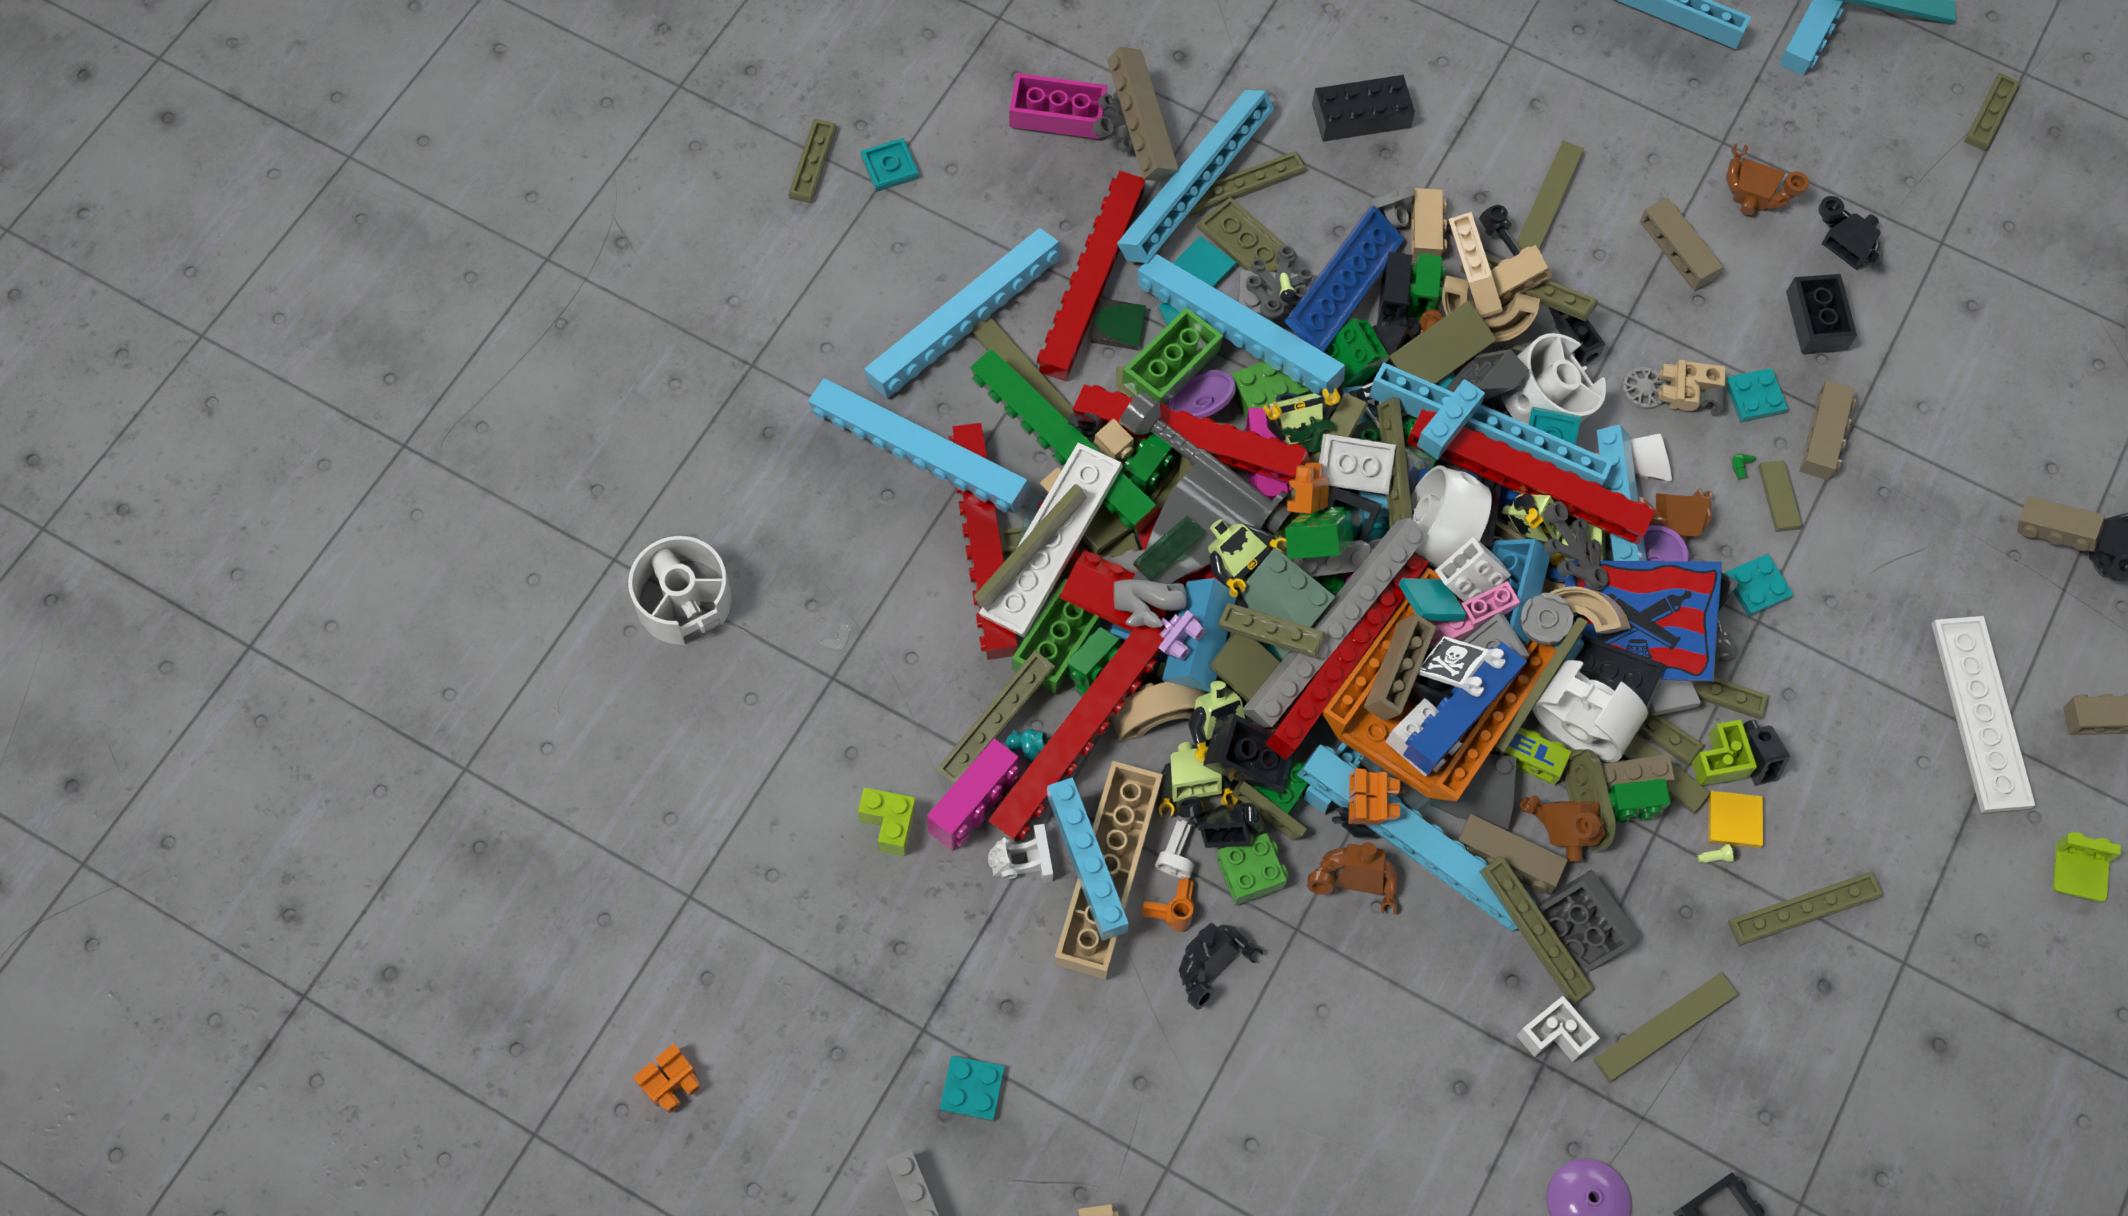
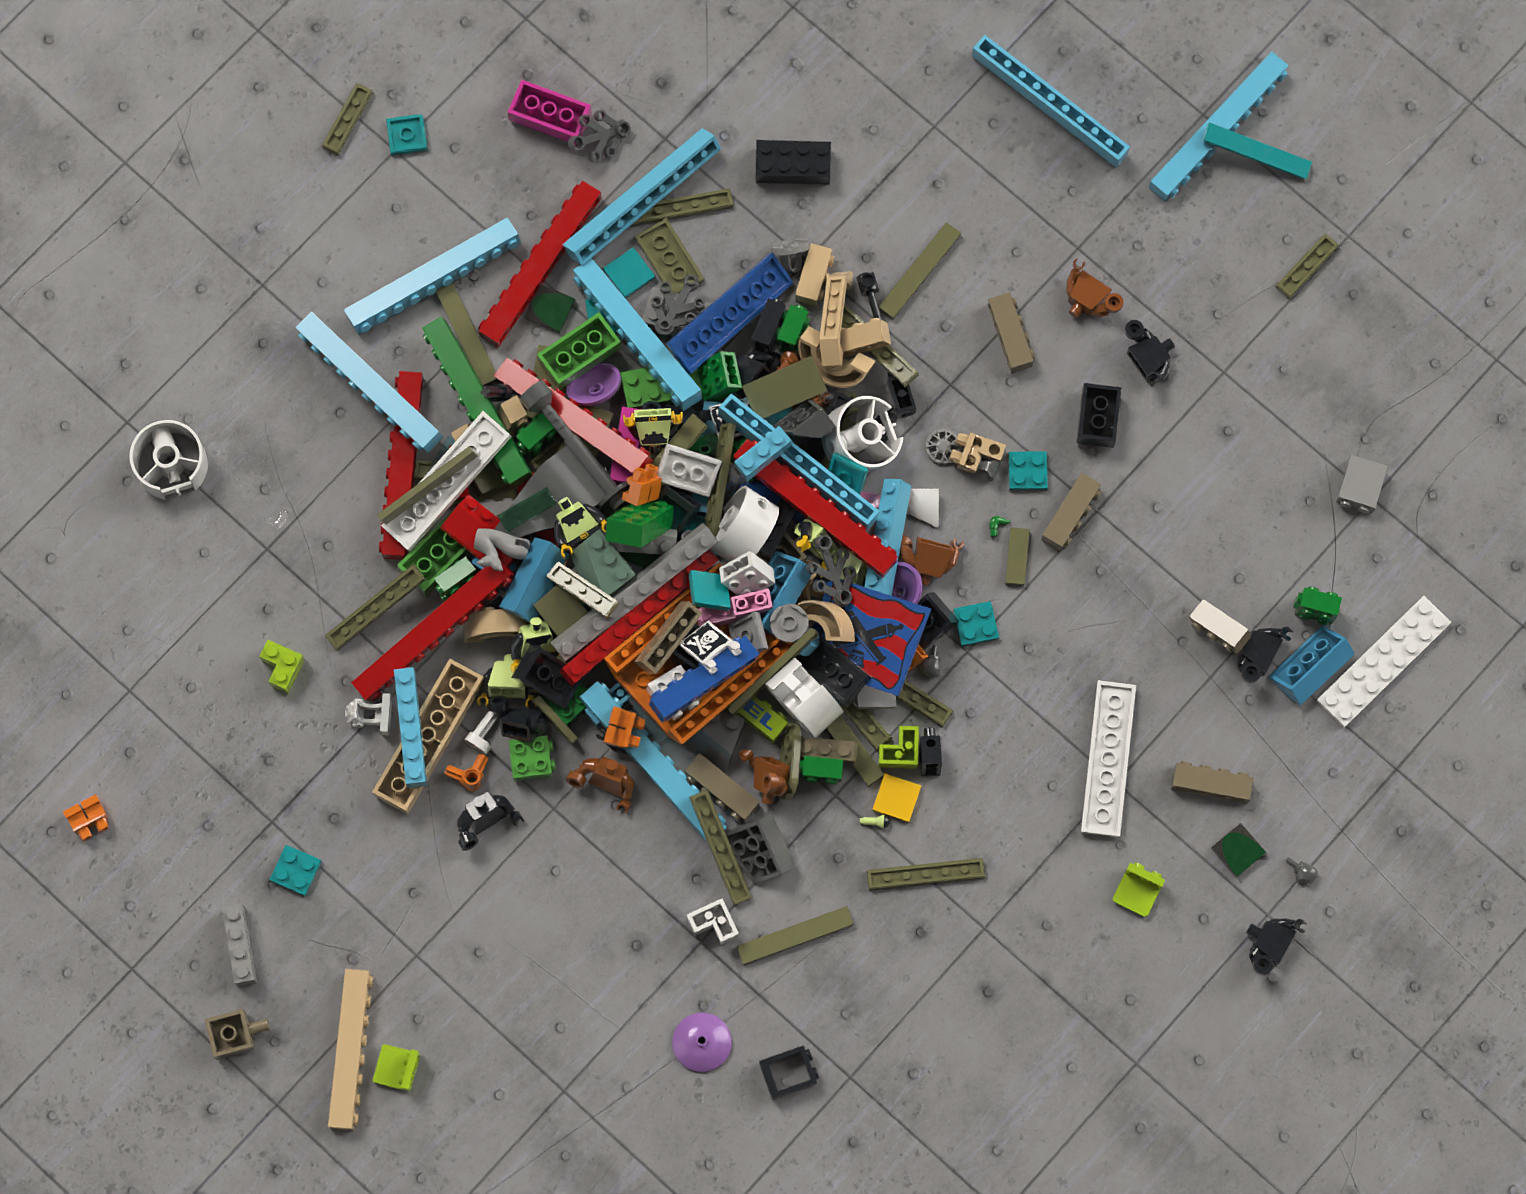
camera: 15 degrees right, 10 degrees up
(973, 795) = (345, 661): dark pink brick -> none
(1030, 741) = (396, 629): teal animal -> none
(1142, 114) = (610, 137): dark tan brick -> none
(1177, 631) = (513, 576): lavender hips -> none
(1287, 292) = (678, 318): piece -> none
(1315, 428) = (663, 438): dark green piece -> none

